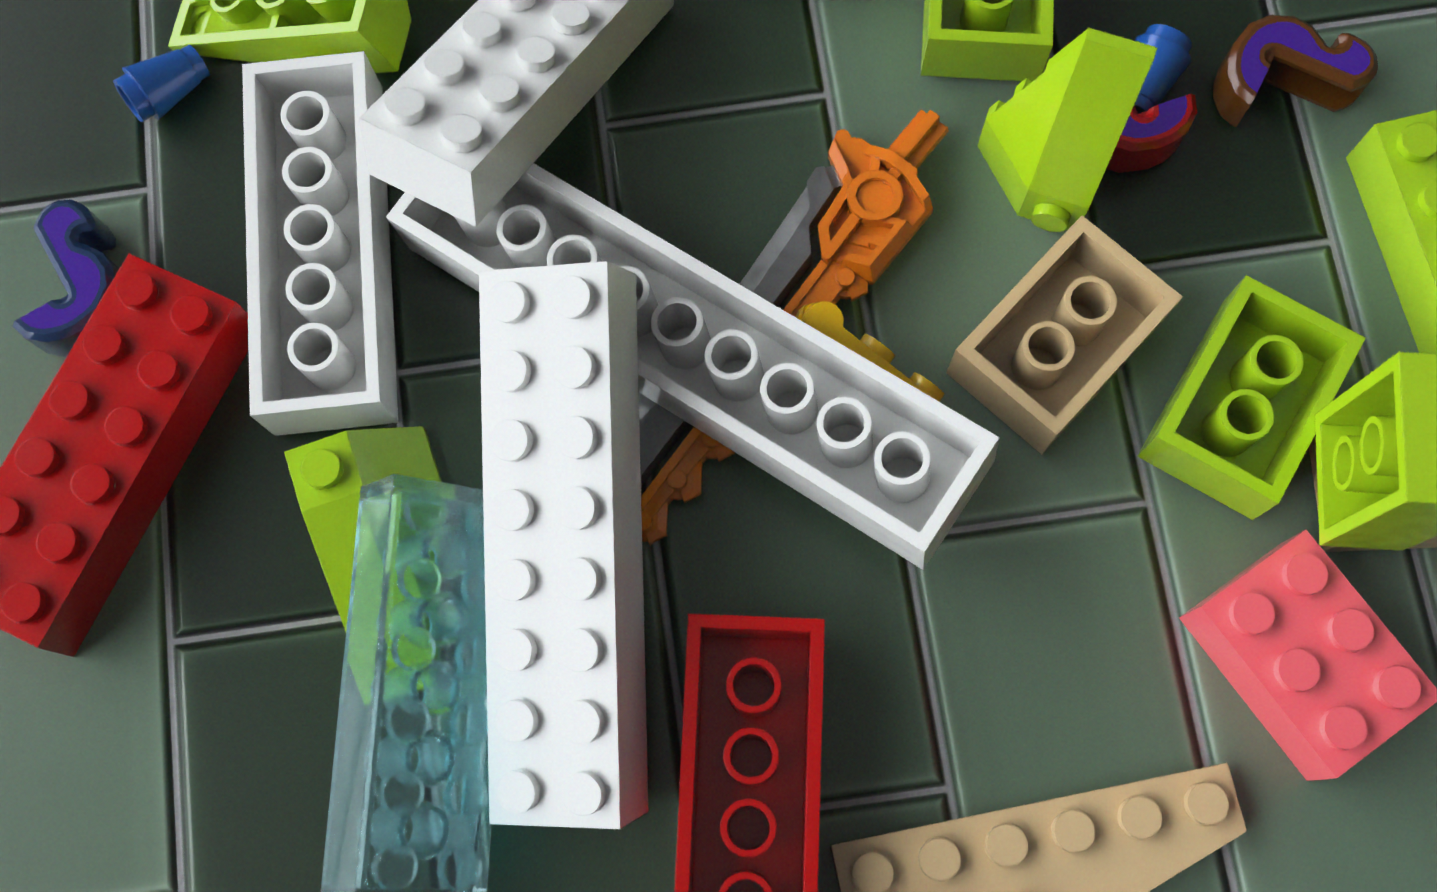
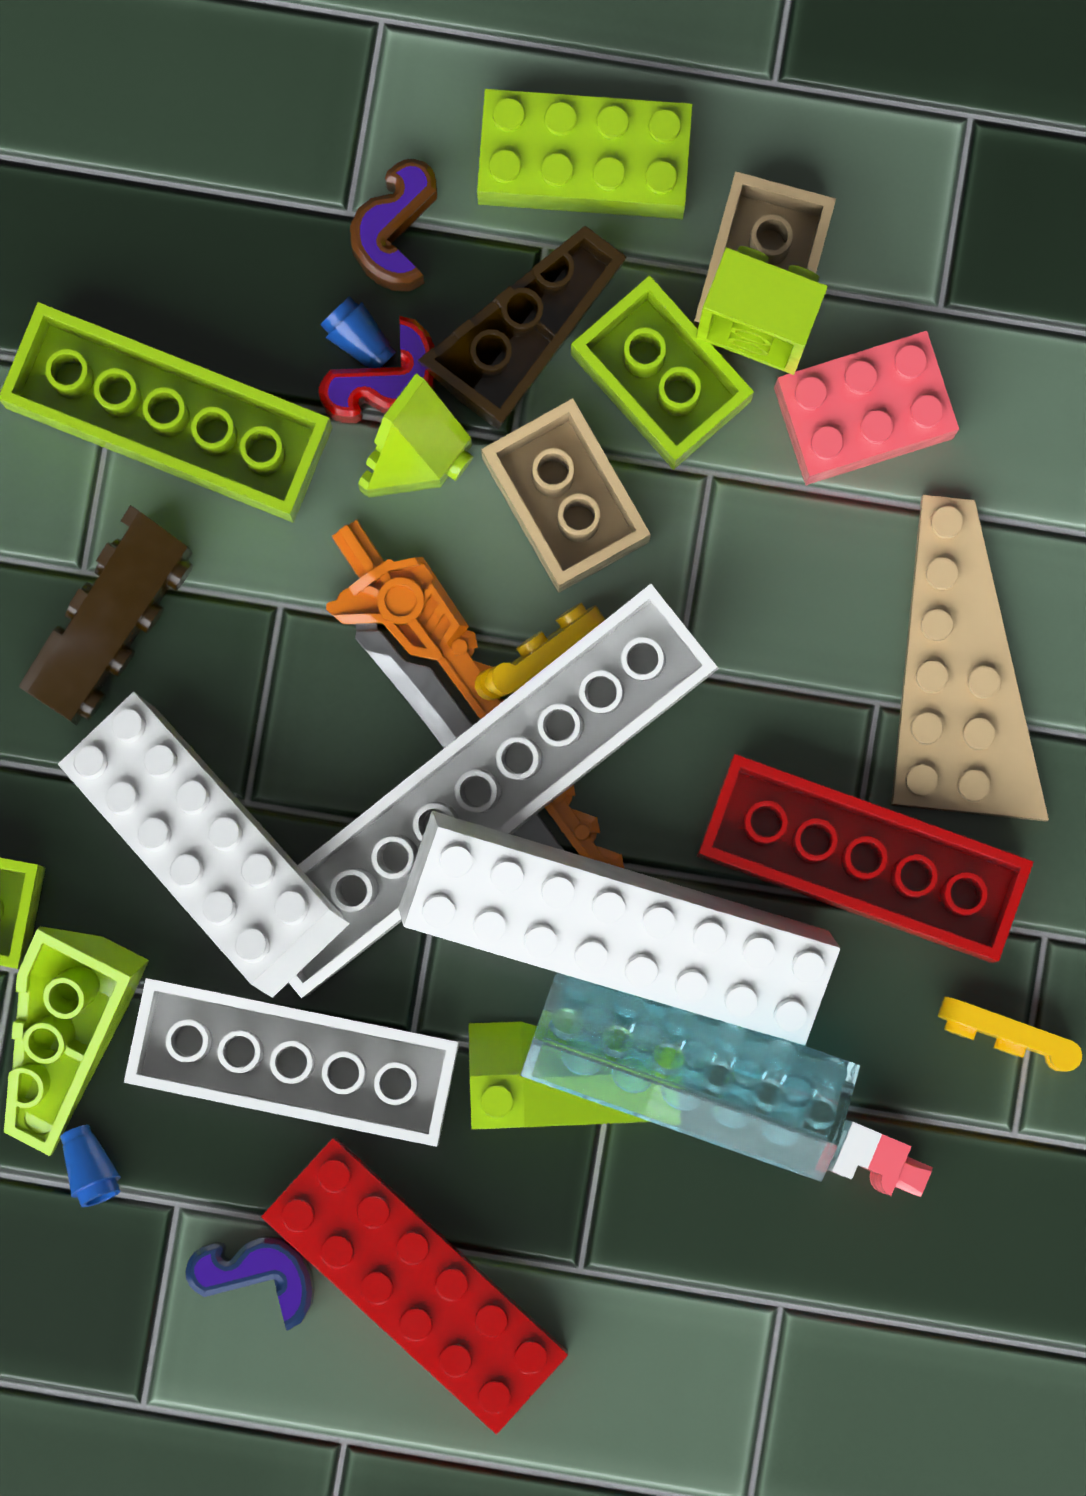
camera: 80 degrees left, 10 degrees up
(1219, 222) = (512, 340): none -> dark brown wedge

